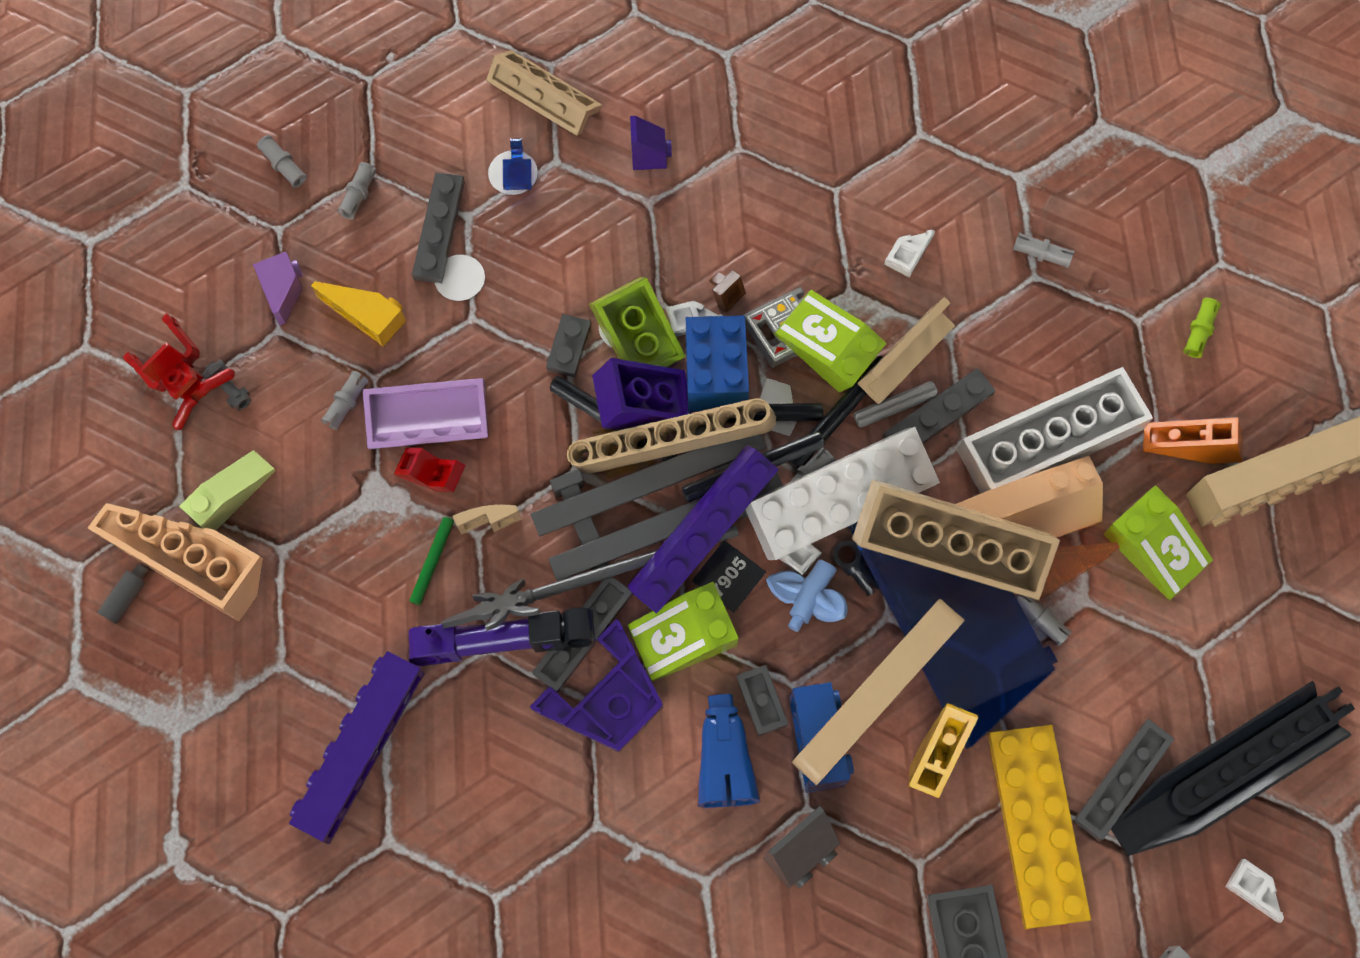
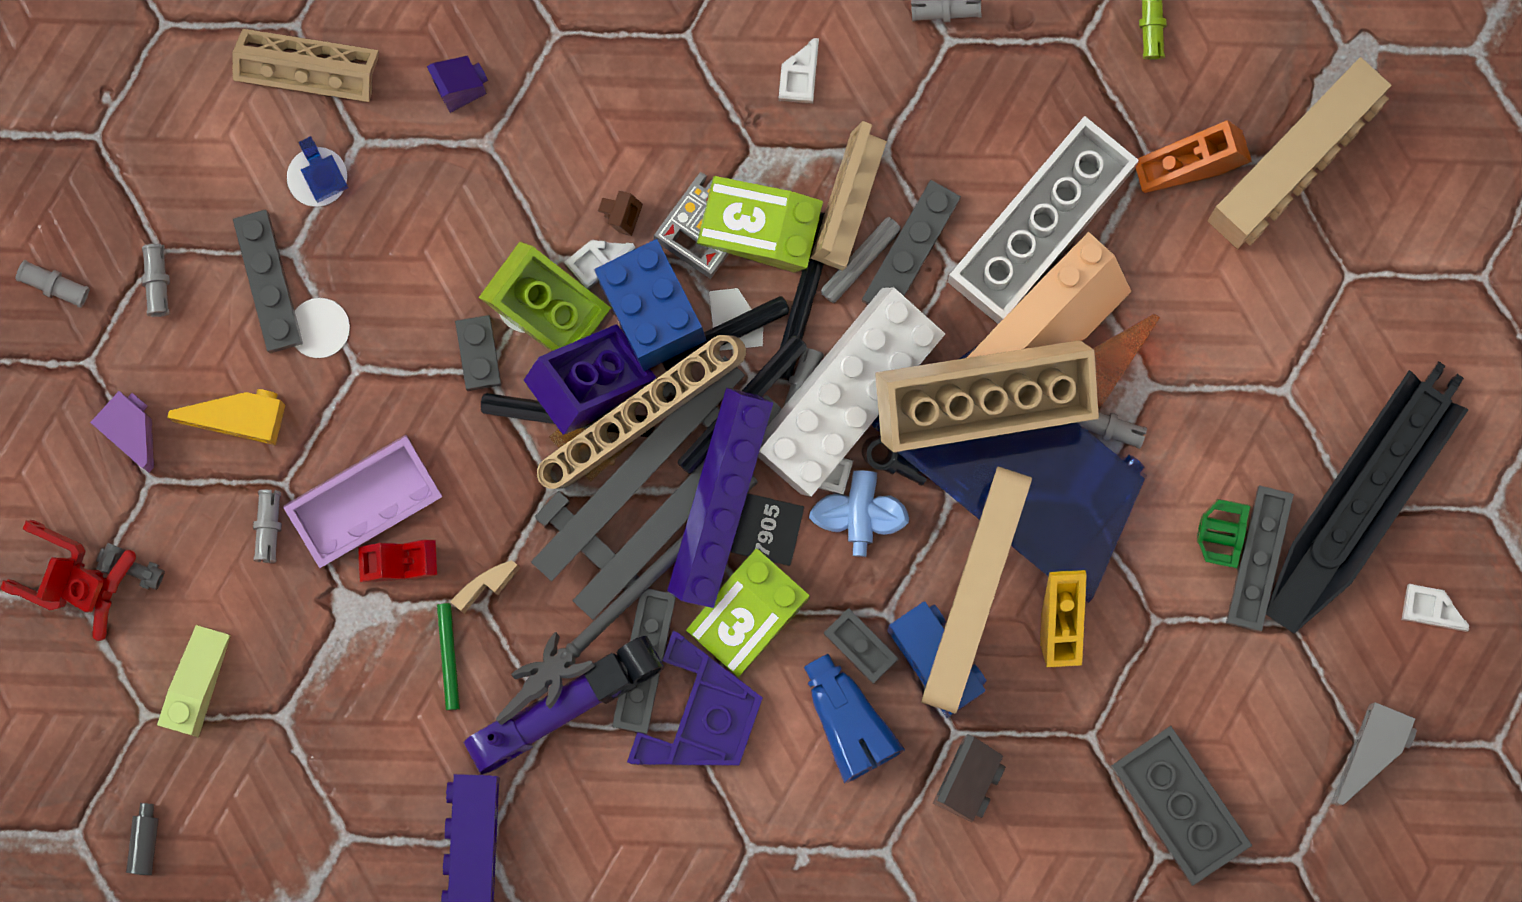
camera: 20 degrees left, 10 degrees up
(187, 555) = (188, 770): light nougat wedge -> none
(1038, 827) = (1193, 644): yellow plate -> none
(1115, 747) = (1235, 540): none -> green piece
(1160, 542) = (1200, 290): lime slope -> none

